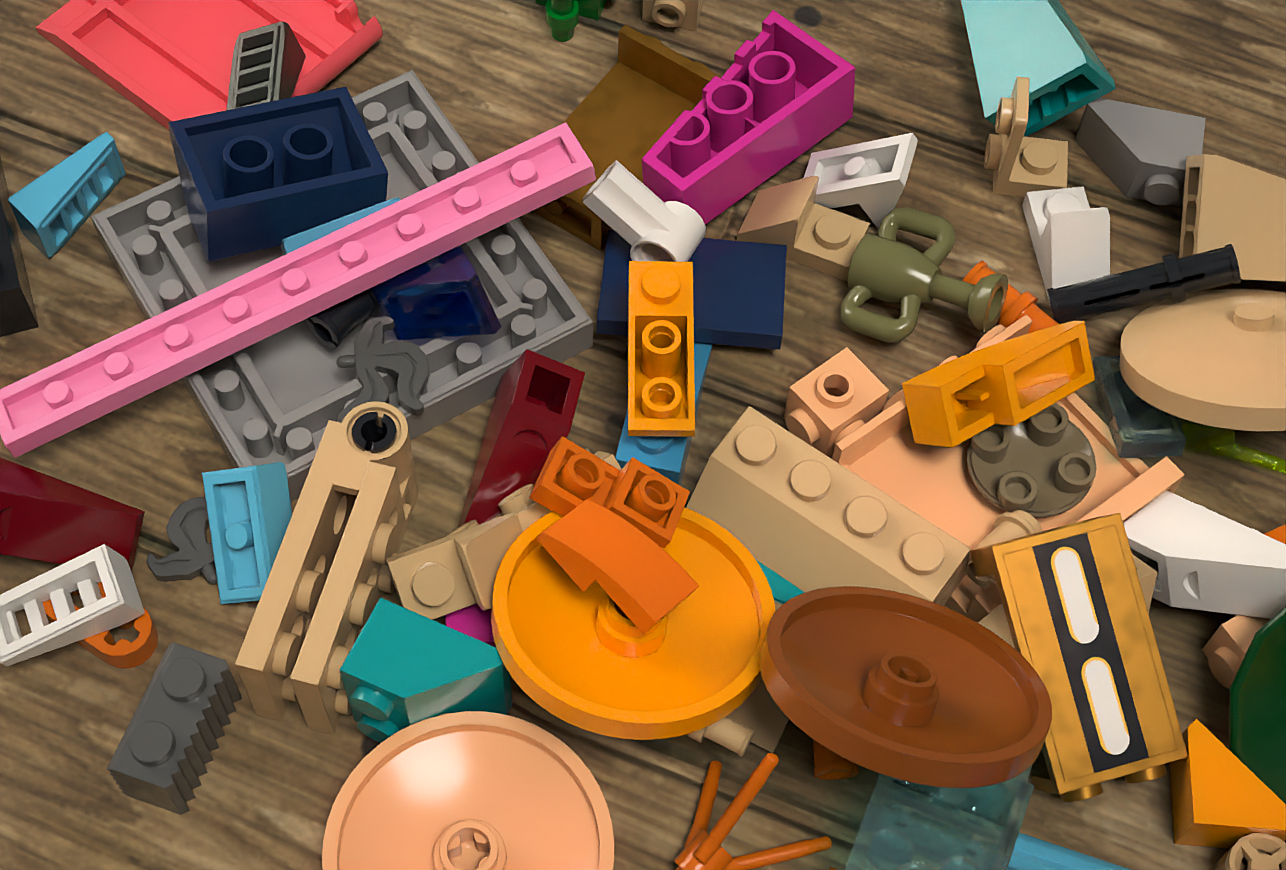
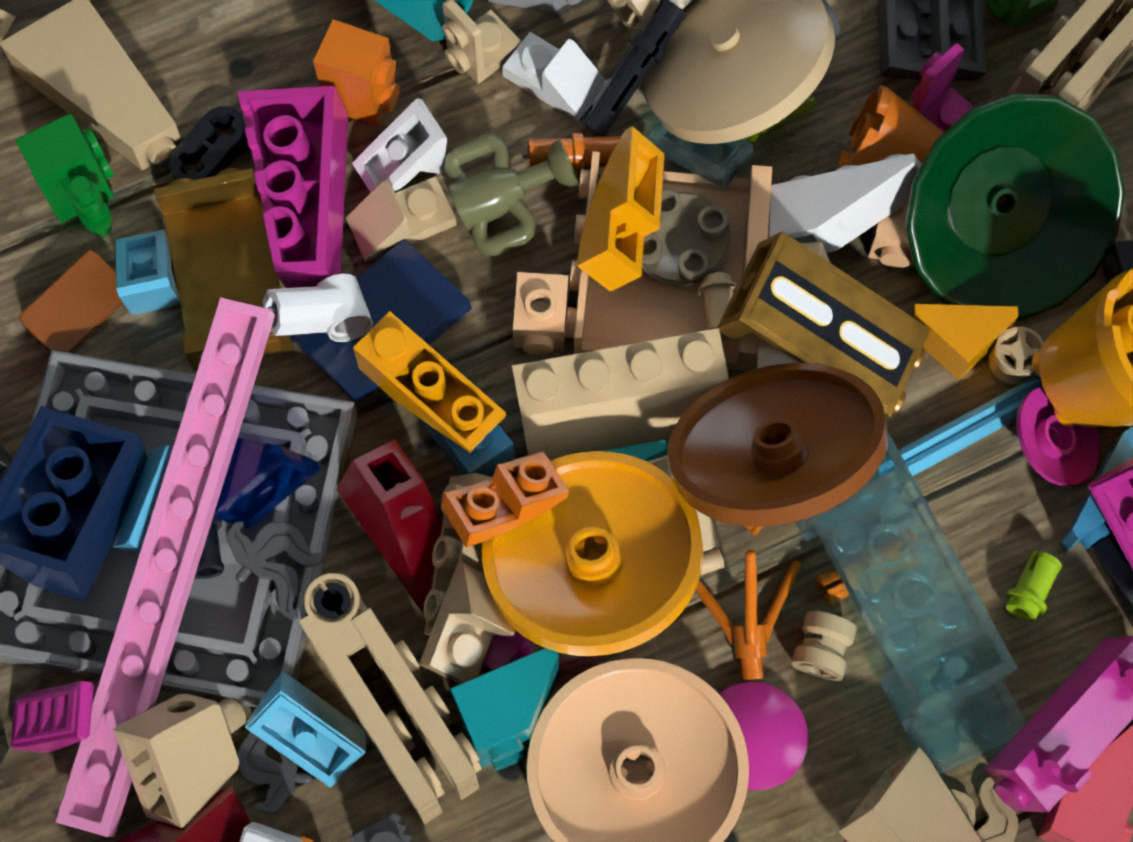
camera: 45 degrees left, 10 degrees up
(80, 321) = (52, 718): none -> dark pink slope
(133, 442) = (180, 754): none -> tan torso
(474, 60) = (73, 305): none -> dark orange slope
(544, 82) = (145, 273): none -> medium azure slope
(626, 563) = (550, 533): orange slope -> none
(709, 39) = (205, 146): none -> black beam
(891, 76) = (360, 70): none -> orange brick

